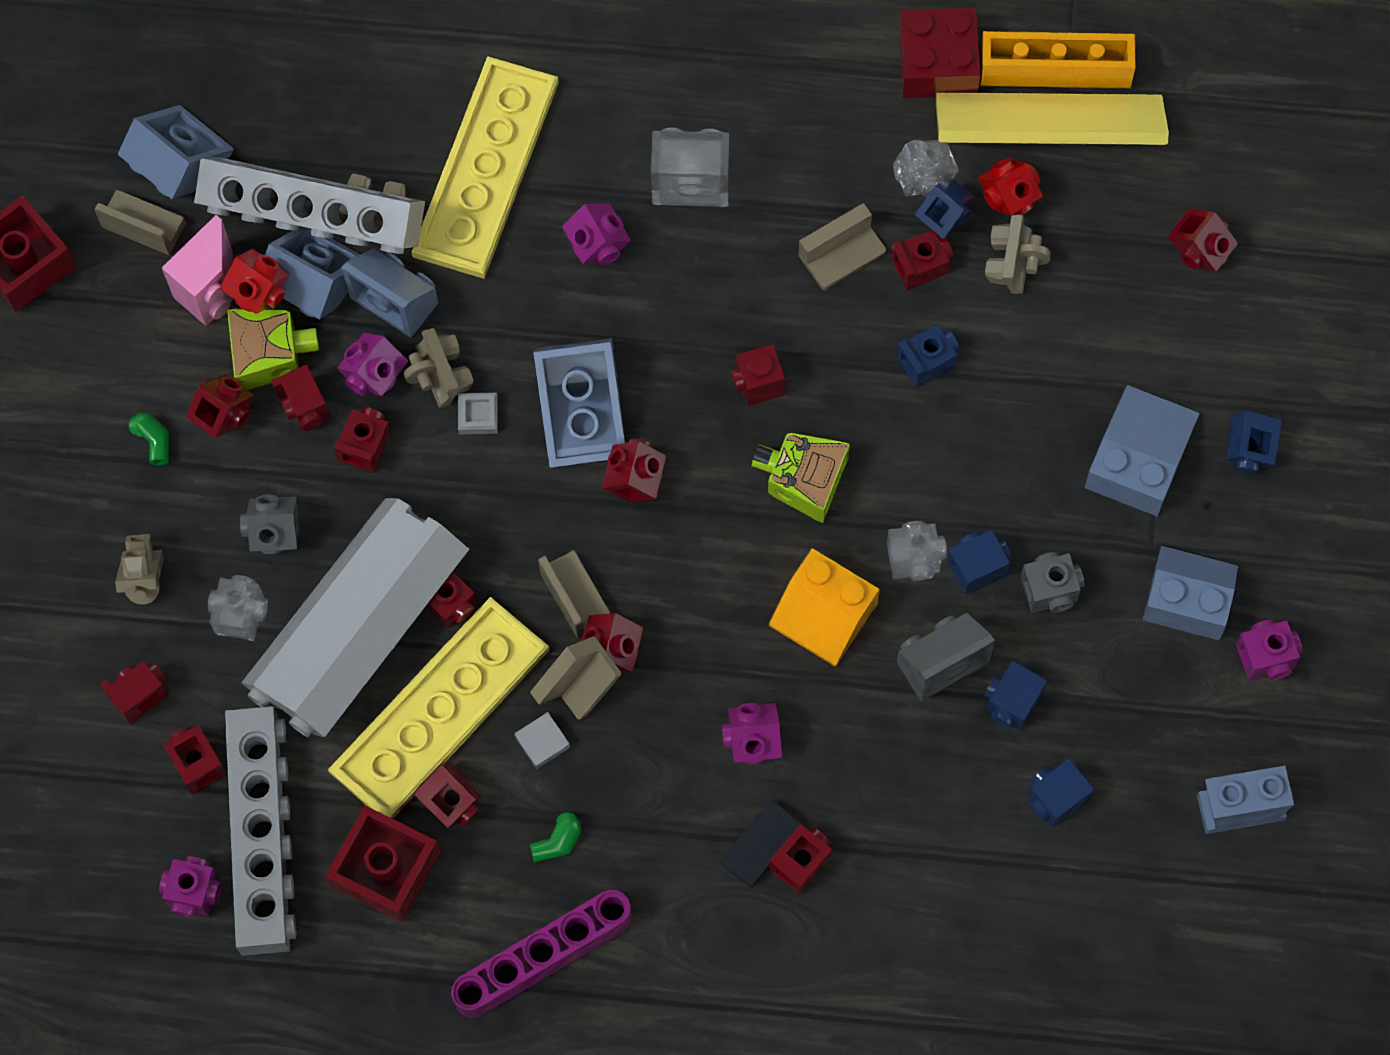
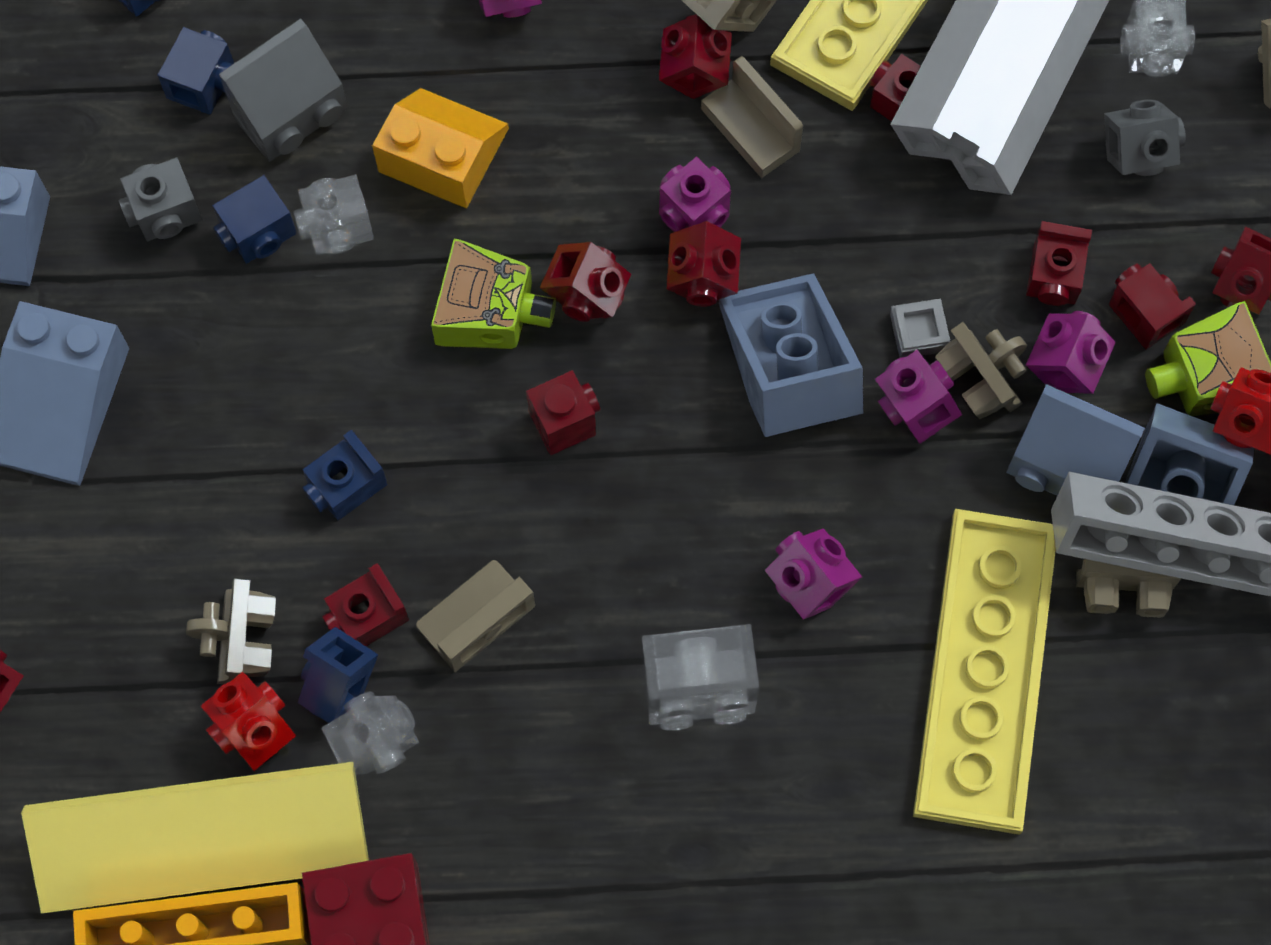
camera: 170 degrees right, 0 degrees up
(493, 348) = (918, 395): none -> magenta brick
(634, 536) = (694, 196): none -> magenta brick
(726, 468) = (586, 281): none -> dark red brick

